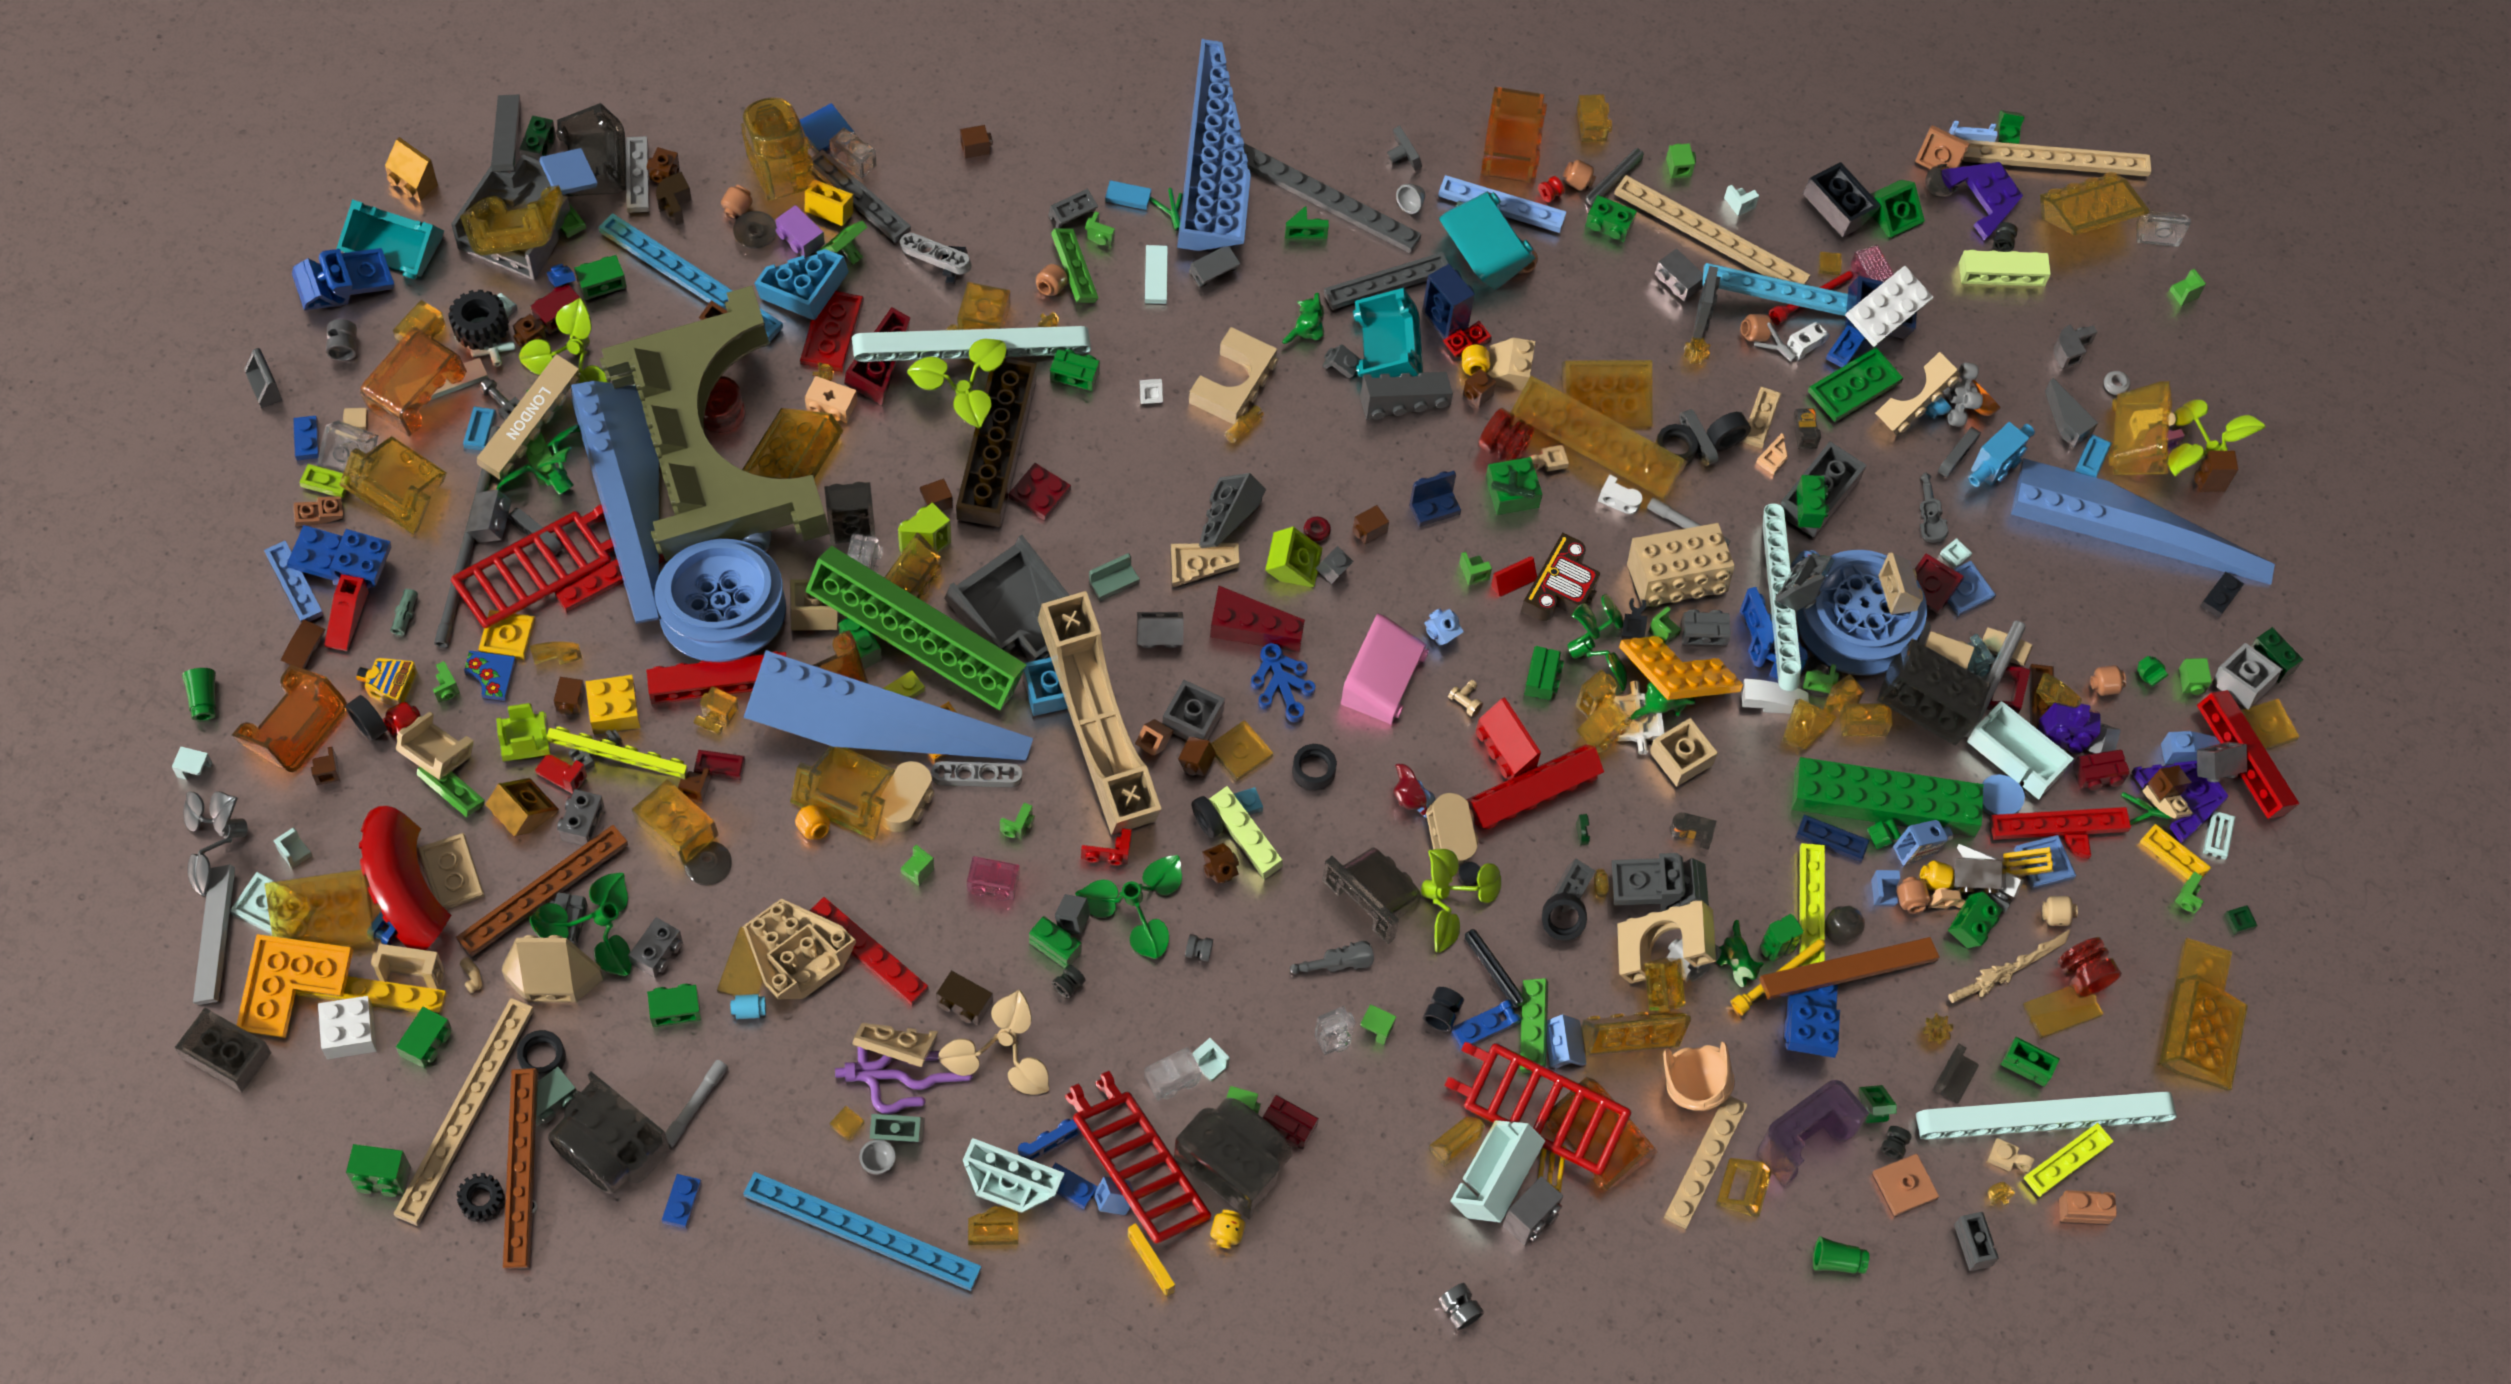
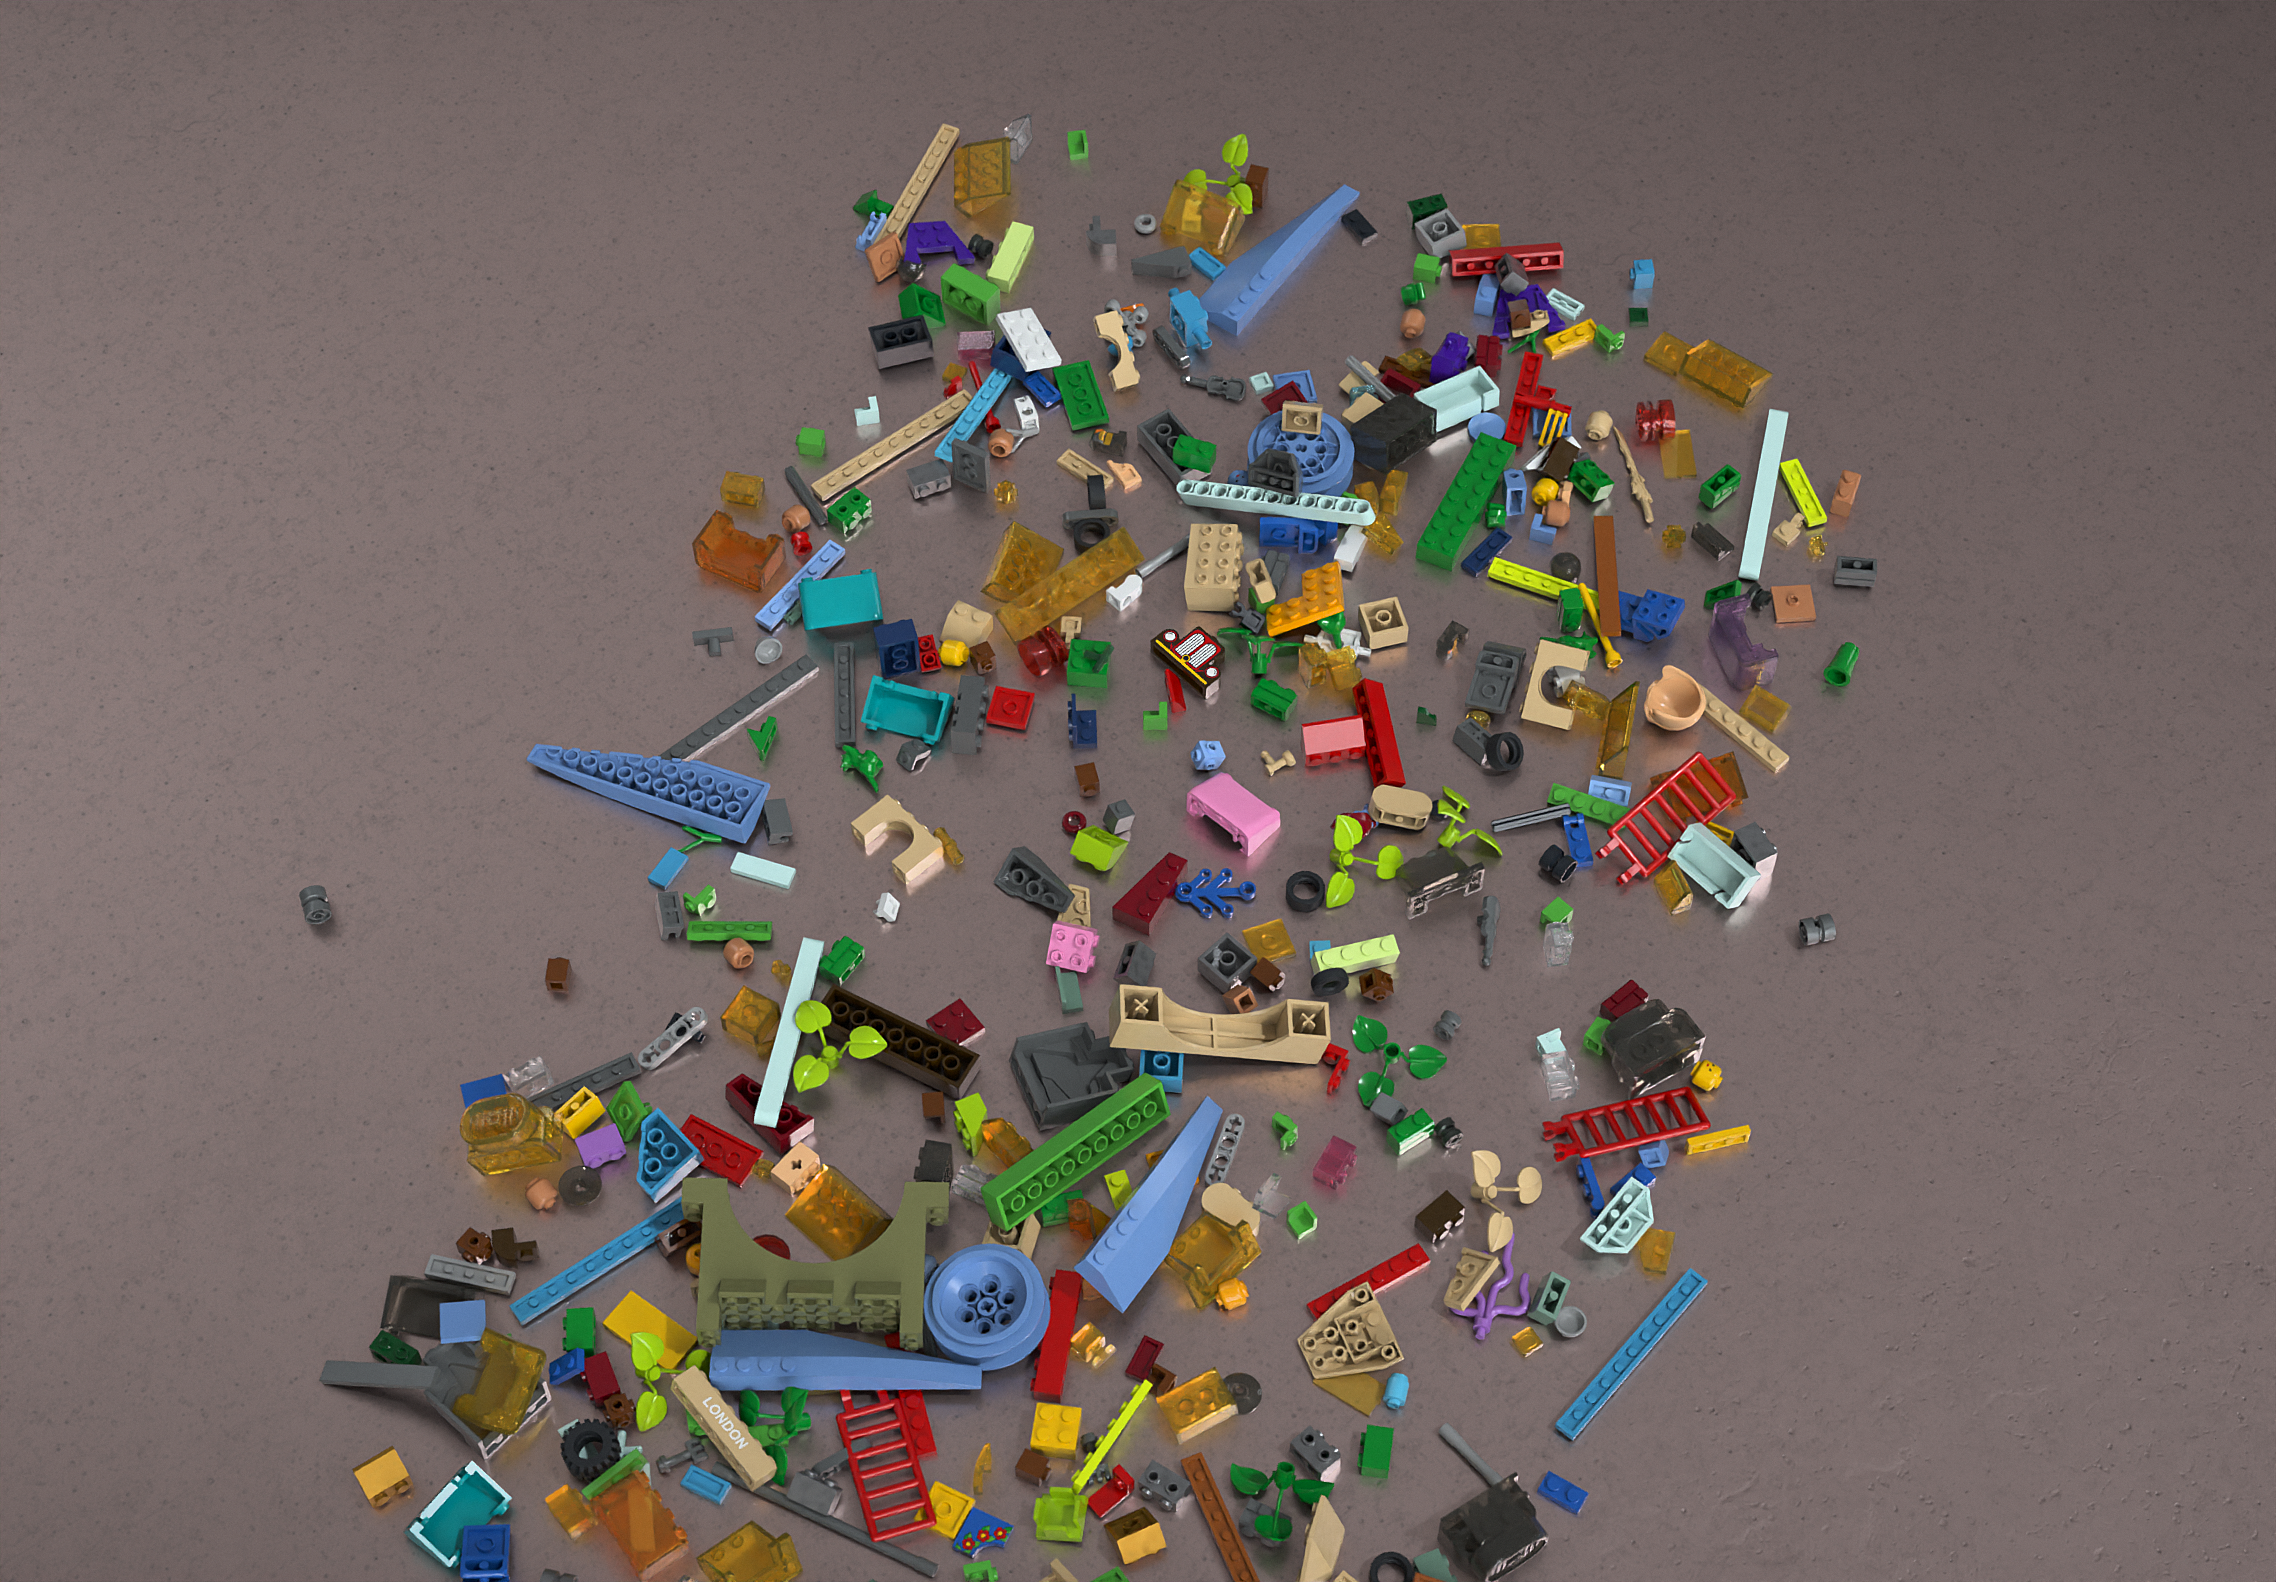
camera: 65 degrees left, 5 degrees down
(468, 352) = (625, 1466): none -> bright green plate
(627, 321) = (638, 1315): none -> yellow tile
(930, 827) = (1269, 1200): none -> clear panel
(1159, 562) = (1072, 946): none -> bright pink brick
(1376, 776) = (1345, 836): none -> lime plant
(1431, 431) = (1010, 707): none -> red plate
(1673, 609) = (1260, 580): none -> tan brick
(1809, 266) = (954, 388): none -> red tile
(1932, 242) = (970, 294): none -> bright green brick
(2057, 845) = (1540, 403): none -> red pin
(2302, 906) = (1642, 274): none -> dark azure brick

